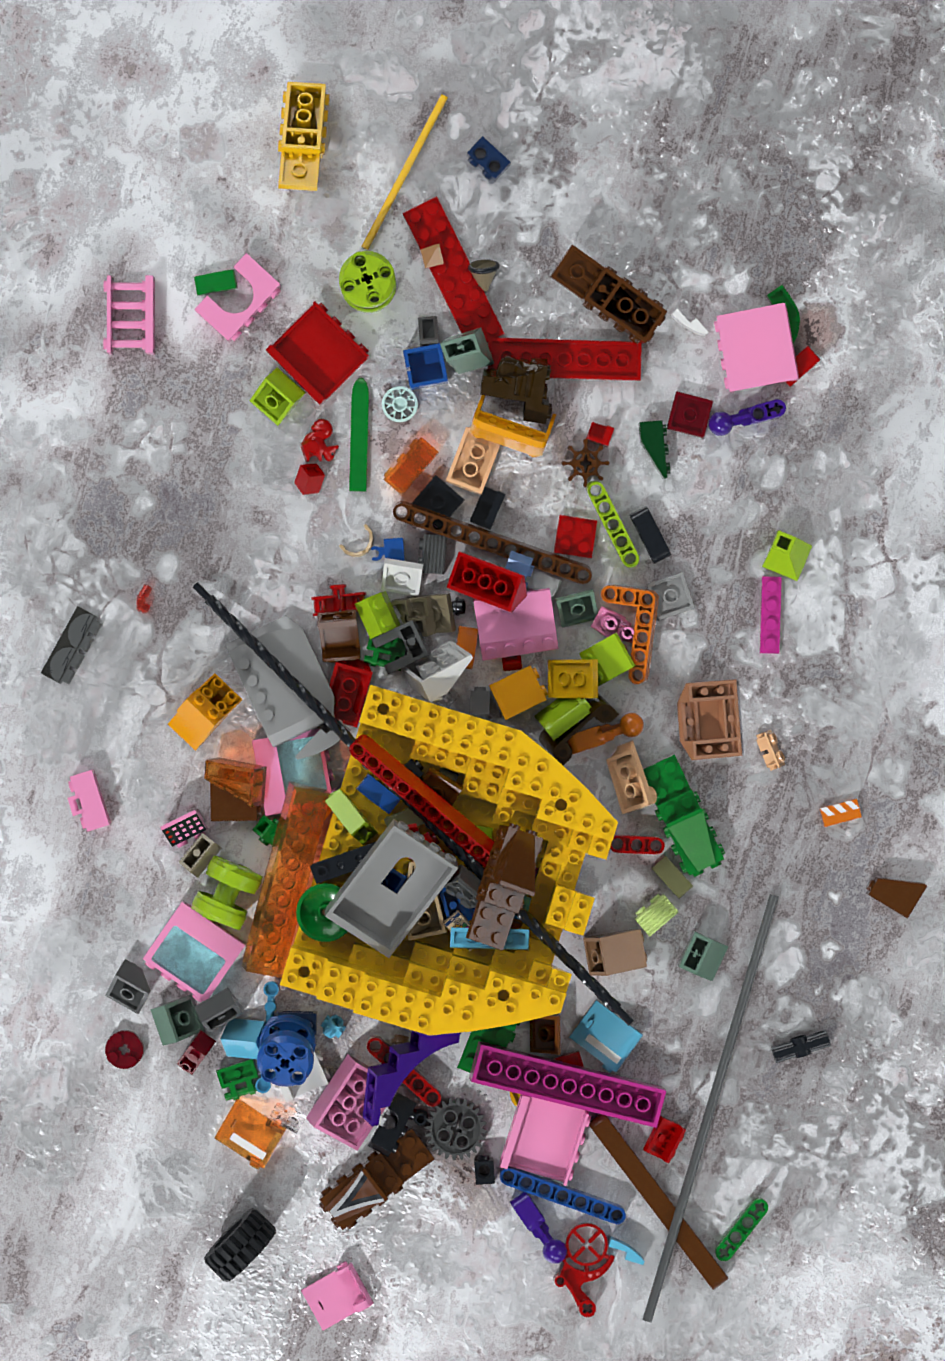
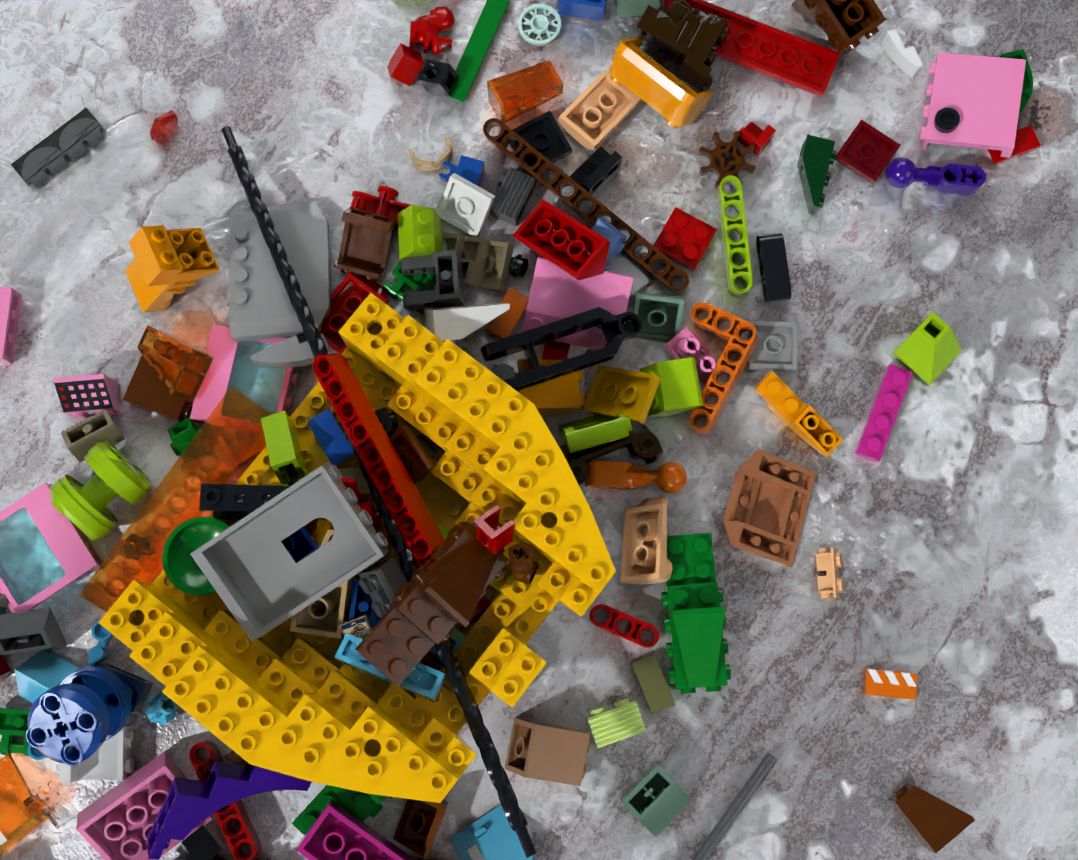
camera: 25 degrees right, 10 degrees down
(346, 485) = (438, 78): none -> black brick
(527, 828) = (491, 534): none -> red window
(551, 636) = (614, 327): none -> black piece
(557, 837) = (526, 568): none -> reddish brown connector
(707, 642) = (797, 415): none -> light orange slope
(740, 372) = (946, 120): none -> black tile

